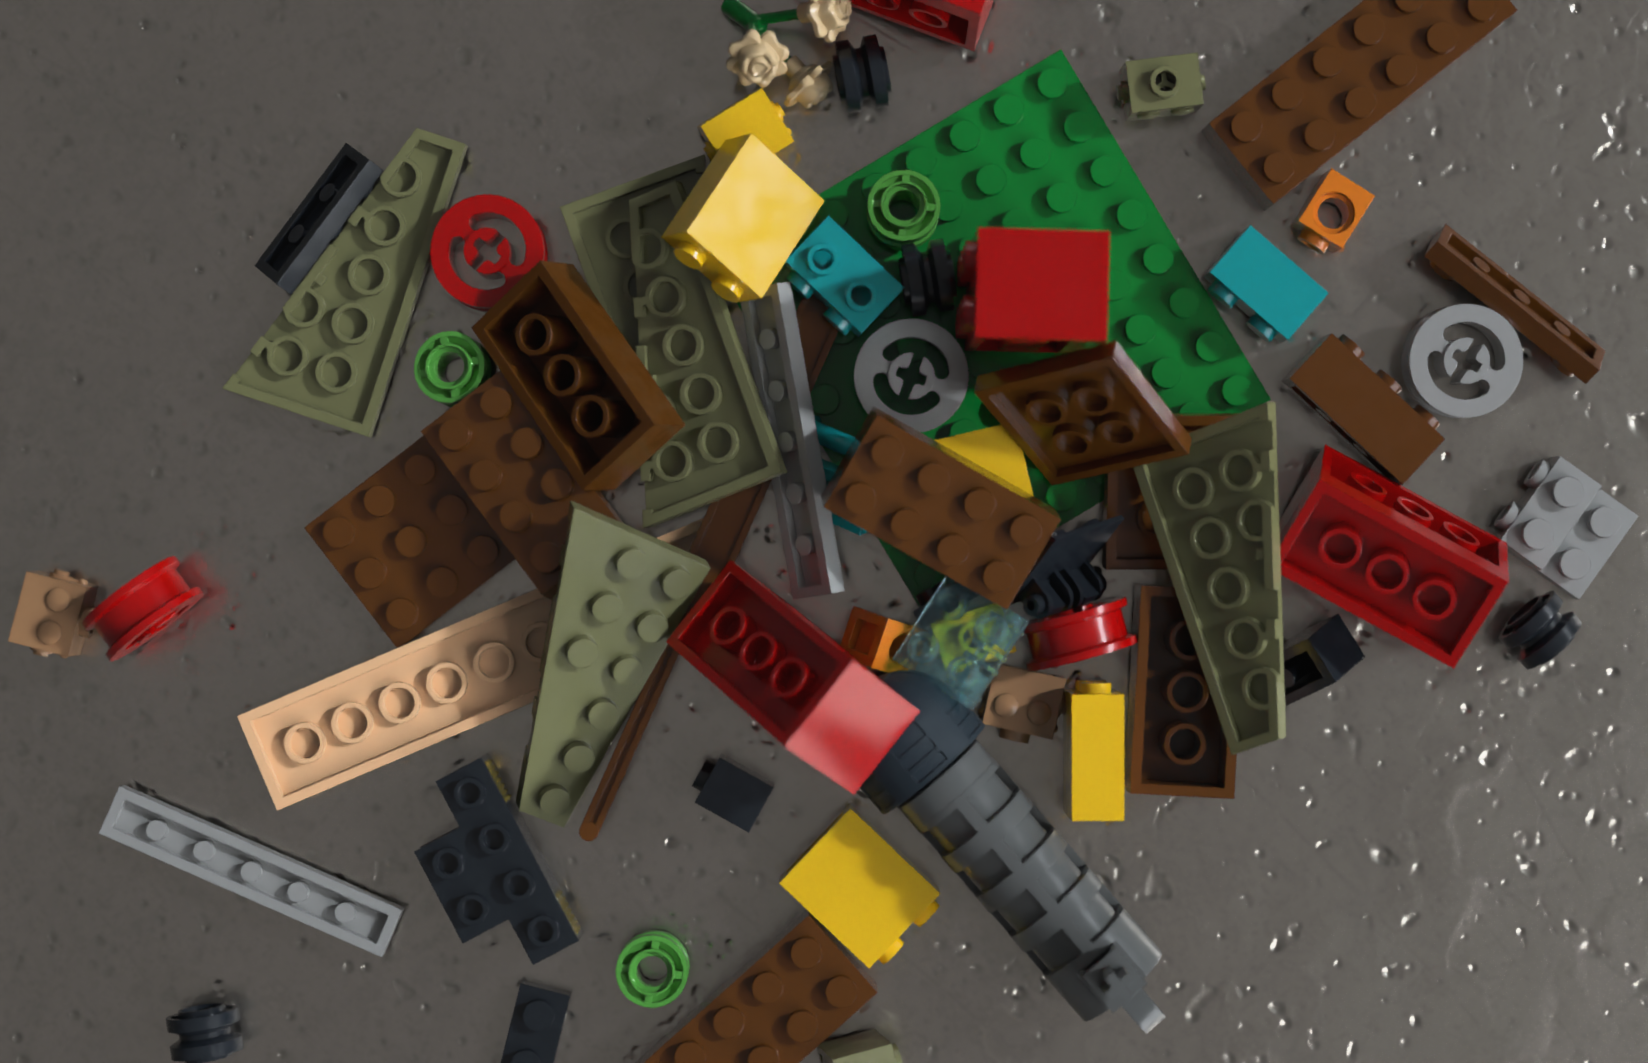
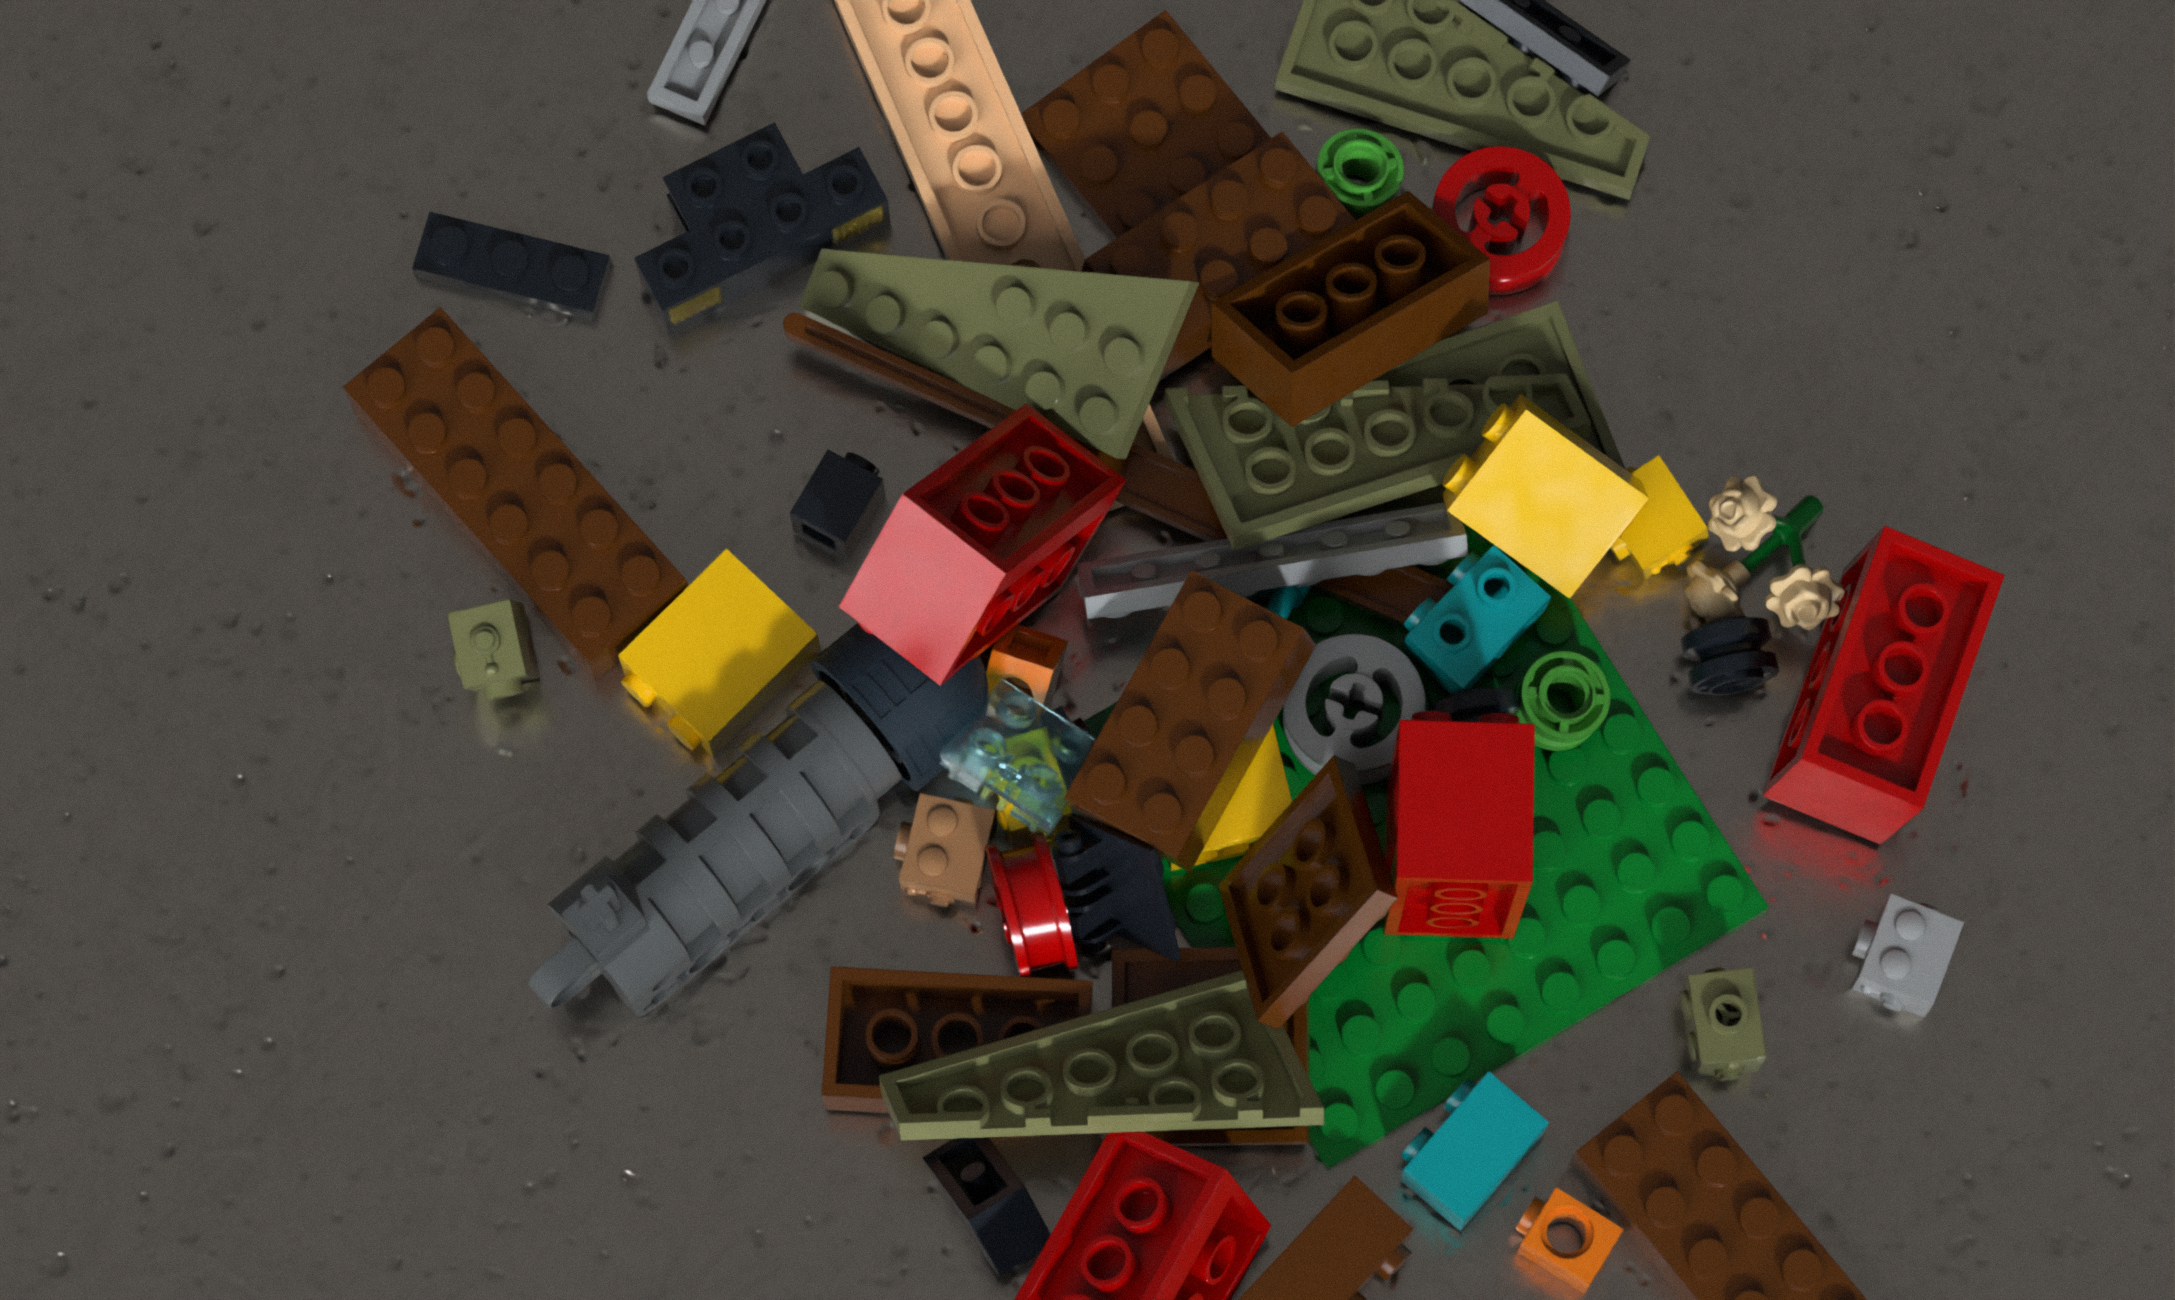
camera: 90 degrees right, 15 degrees down
(648, 992) = (617, 380): bright green wheel -> none
(1093, 752) = (883, 926): yellow brick -> none

